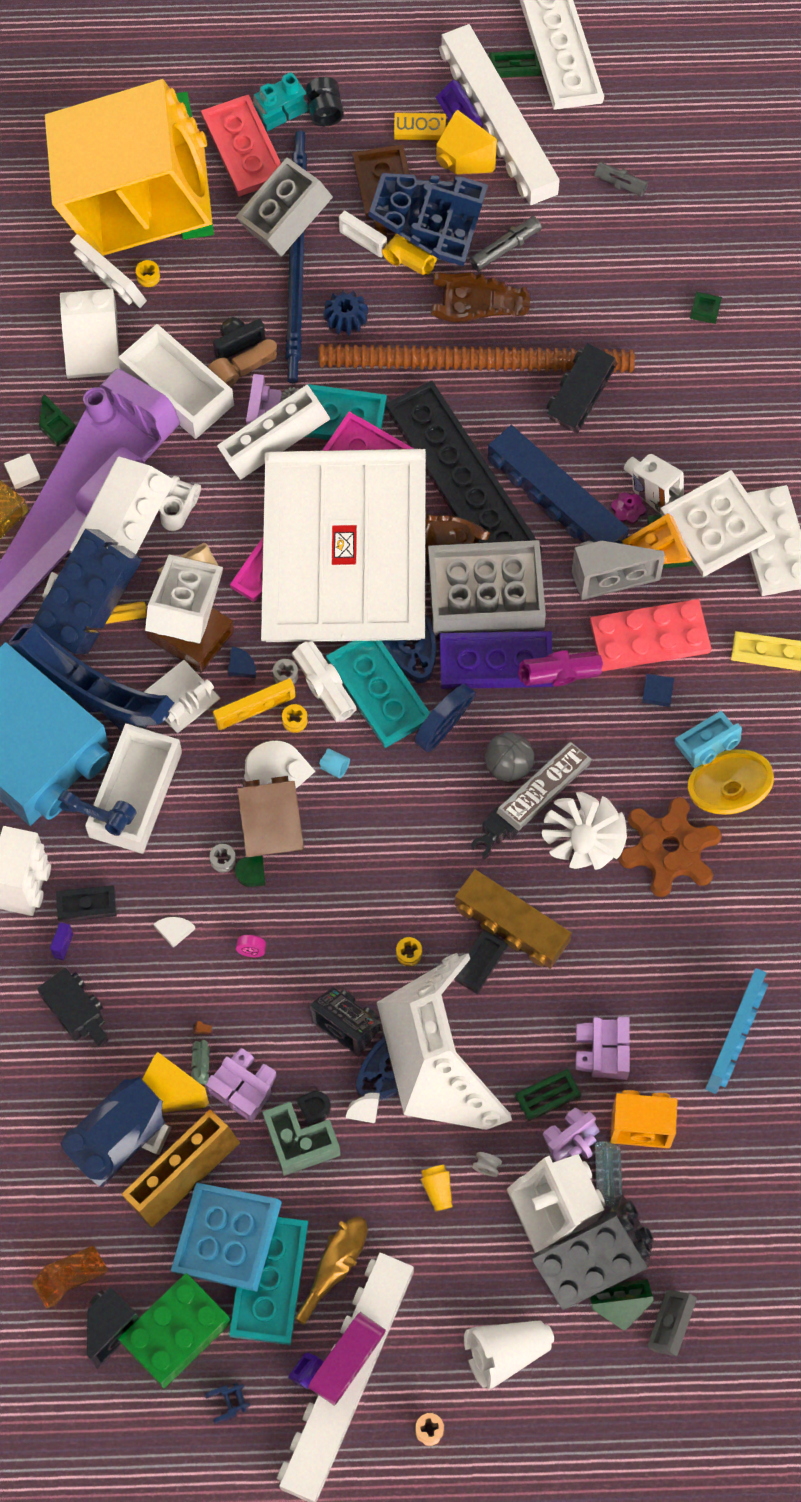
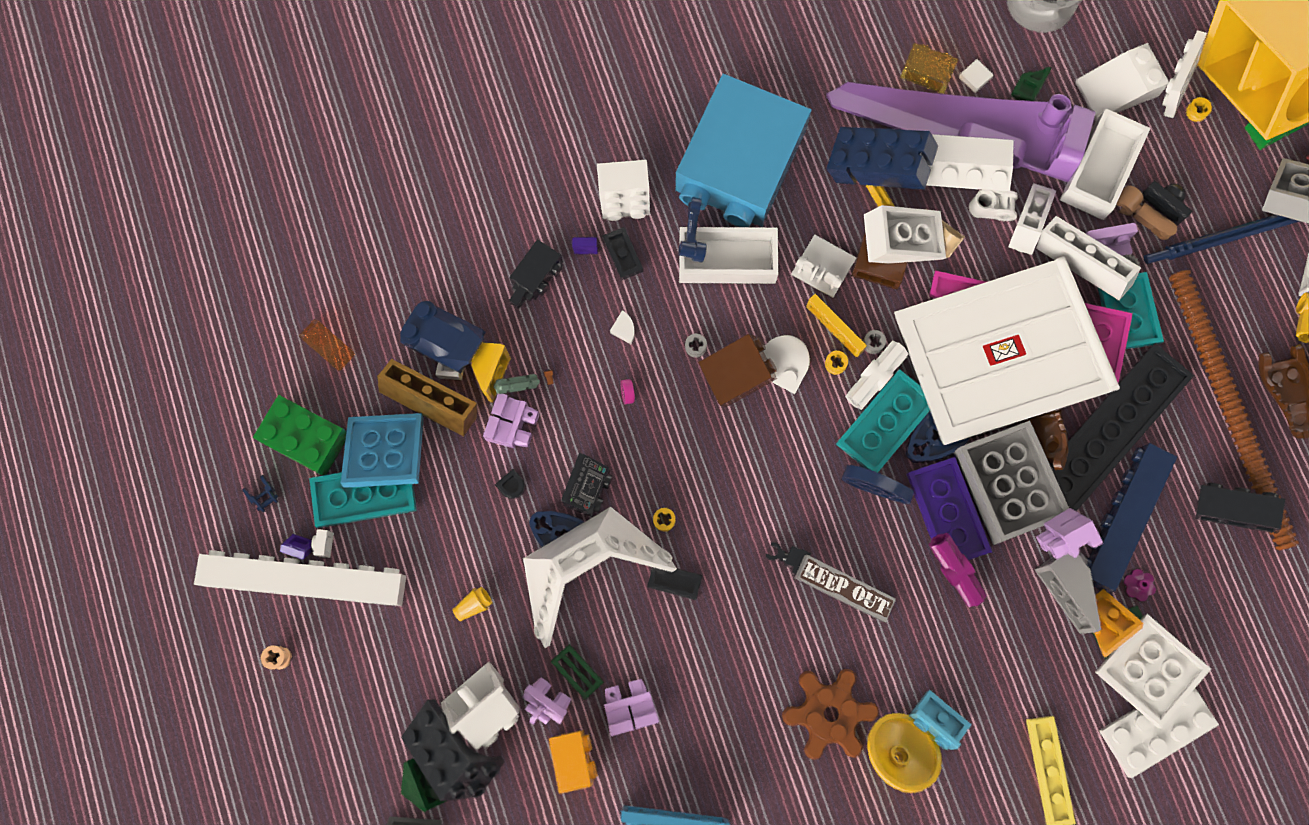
camera: 75 degrees right, 10 degrees up
(87, 686) = (803, 185): dark blue arch -> none
(106, 1322) = (289, 382): black slope -> none
(208, 470) = (1032, 219): none -> white slope
(241, 664) = (869, 304): dark blue tile -> none
(250, 871) = (691, 371): dark green tile -> none
(296, 1146) = (469, 480): sand green brick -> none
(312, 1340) = (322, 543): none -> white plate
(334, 763) = (807, 407): medium azure hose -> none
(335, 1263) = (387, 542): pearl gold piece -> none
(345, 312) = (1230, 282): dark blue gear -> none
(347, 1358) = (304, 575): magenta beam -> none
(364, 1108) = (519, 525): white tile -> none
(487, 1164) = (502, 639): light grey bush -> none
(505, 1349) = (353, 701): white cone -> none
(509, 757) = (861, 550): dark grey piece -> none
(512, 919) = (718, 596): pearl gold brick -> none
(559, 548) = (1068, 533): none -> lavender hips
(595, 831) = (814, 641): white piece -> none
(608, 1171) = (522, 742): clear light blue tile -> none
(650, 634) = (1023, 640): coral plate -> none
(655, 480) = (1173, 602): white torso -> none
(658, 690) = (972, 662): dark blue tile -> none

